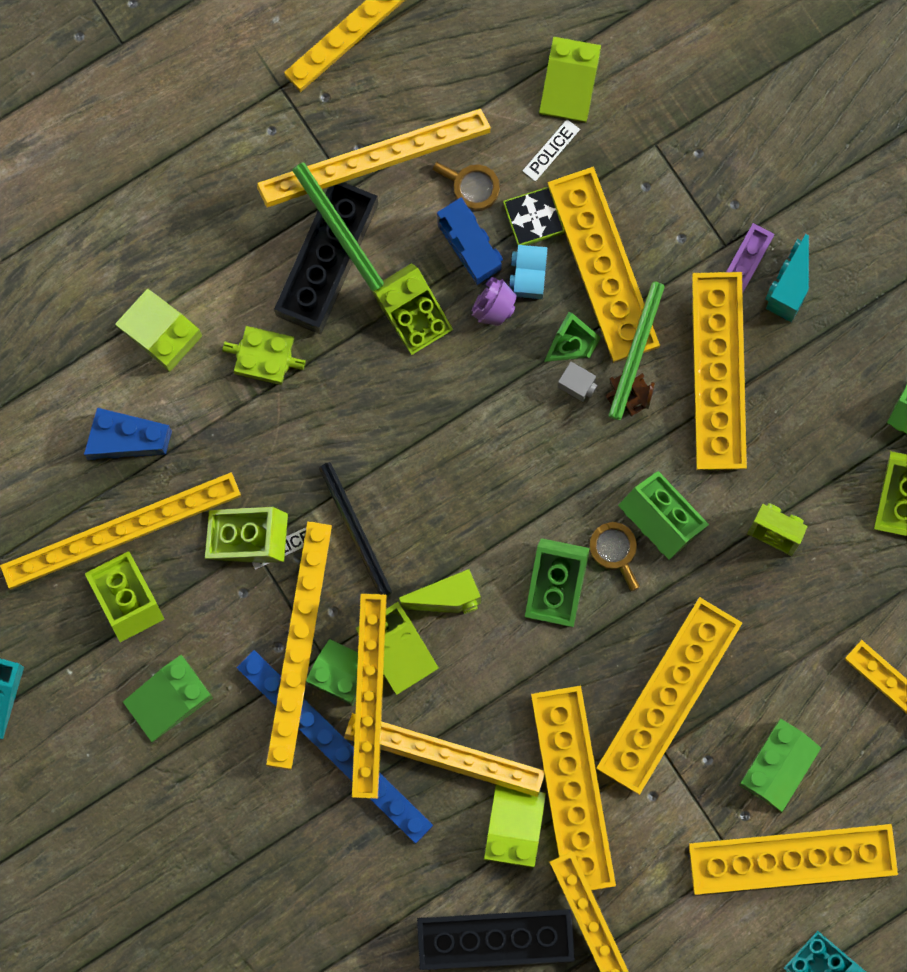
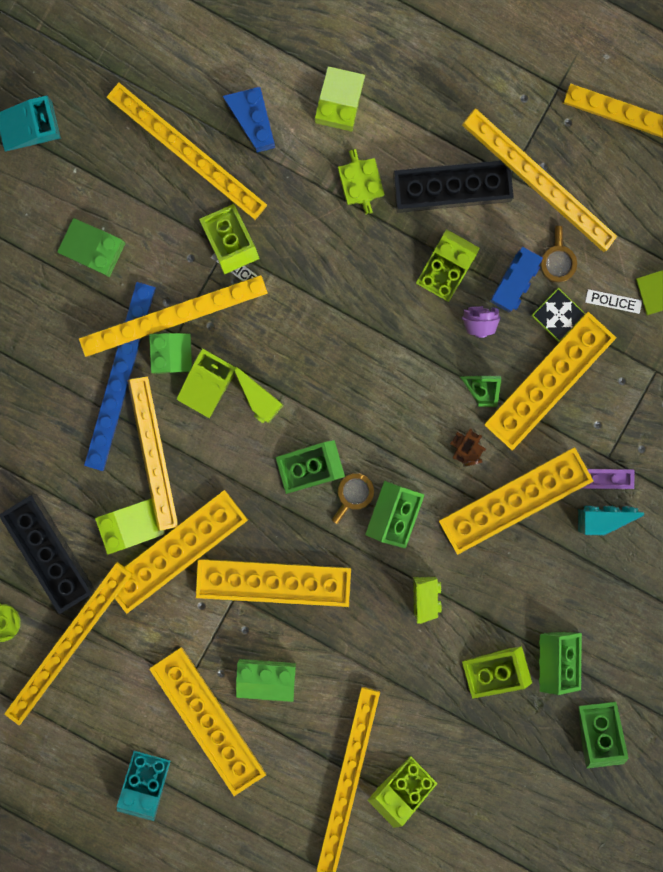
camera: 60 degrees right, 10 degrees up
(124, 596) = (143, 179): lime slope -> none
(338, 226) = (475, 182): bright green axle -> none
(355, 529) = (273, 310): black axle -> none
(369, 696) = (161, 382): yellow plate -> none
(530, 271) = (517, 333): medium azure brick -> none
(577, 382) = (456, 408): light grey brick -> none
(636, 351) = (498, 437): bright green axle -> none

